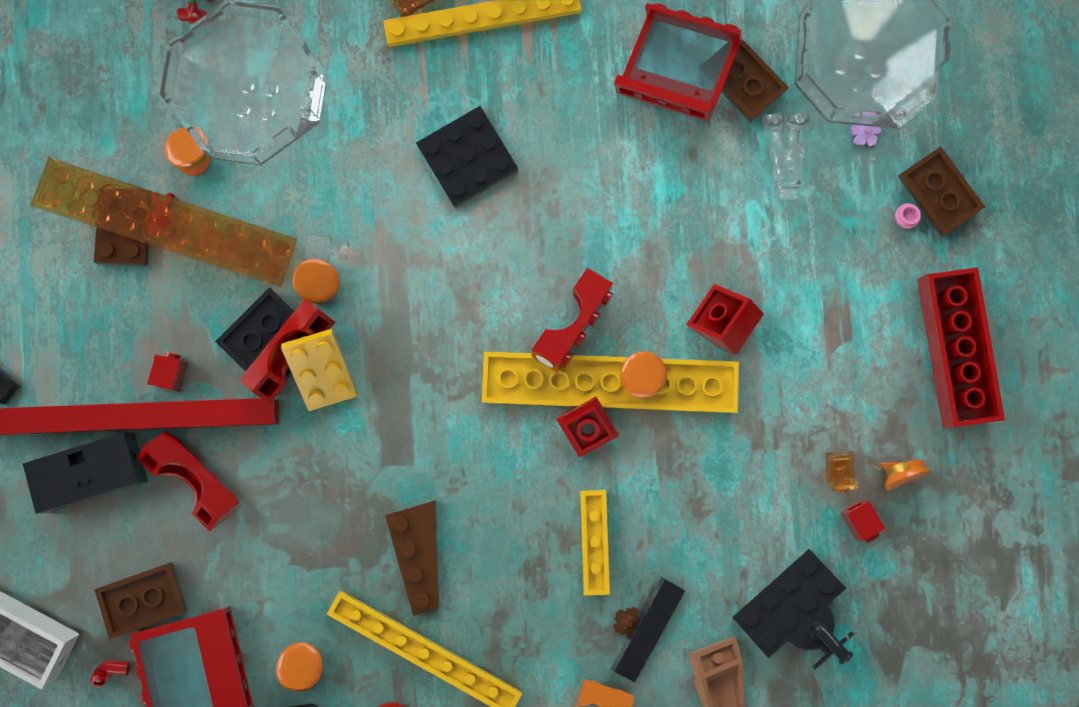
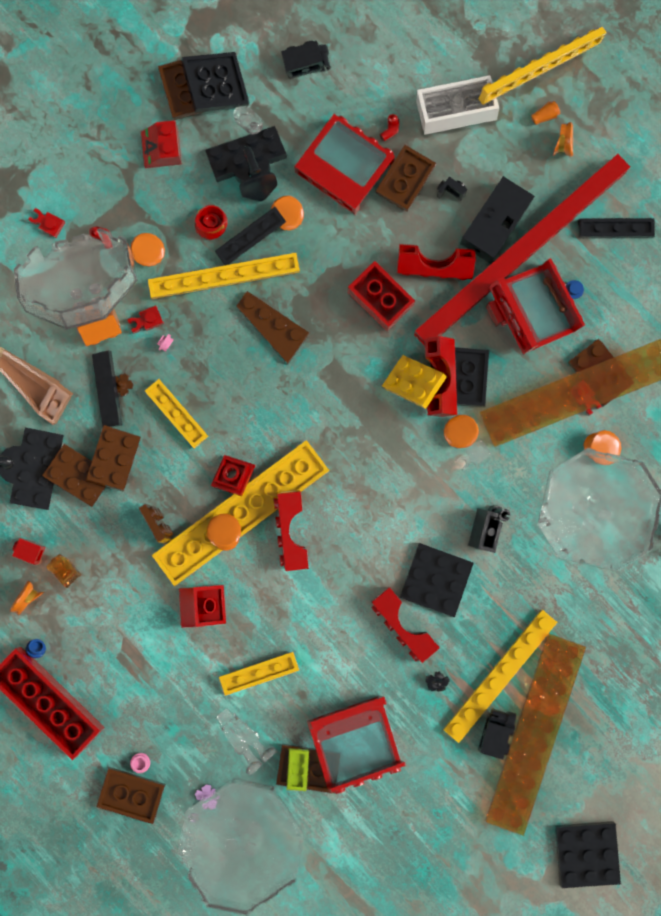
camera: 145 degrees right, 0 degrees up
(73, 333) = (575, 289): none -> blue plate
(94, 364) = (547, 281): none -> copper hinge
(99, 546) = (454, 187): none -> black bracket
(125, 345) = (532, 308): none -> panel
(277, 490) = (380, 296): none -> red brick
(360, 673) = (250, 236): none -> black tile
(374, 162) = (488, 528): none -> black hinge
(535, 107) = (421, 644): none -> red arch
(542, 672) = (148, 318): none -> red plate
(546, 630) = (165, 342): none -> bright pink plate
(549, 58) = (437, 682): none -> black plant
(699, 547) = (113, 458): none -> reddish brown plate
(709, 437) = (154, 520): none -> reddish brown plate
(720, 207) = (259, 673): none -> yellow plate
(750, 559) = (70, 472): none -> reddish brown plate
(756, 82) = (297, 769): none -> lime plate
(930, 413) = (35, 648): none -> blue plate

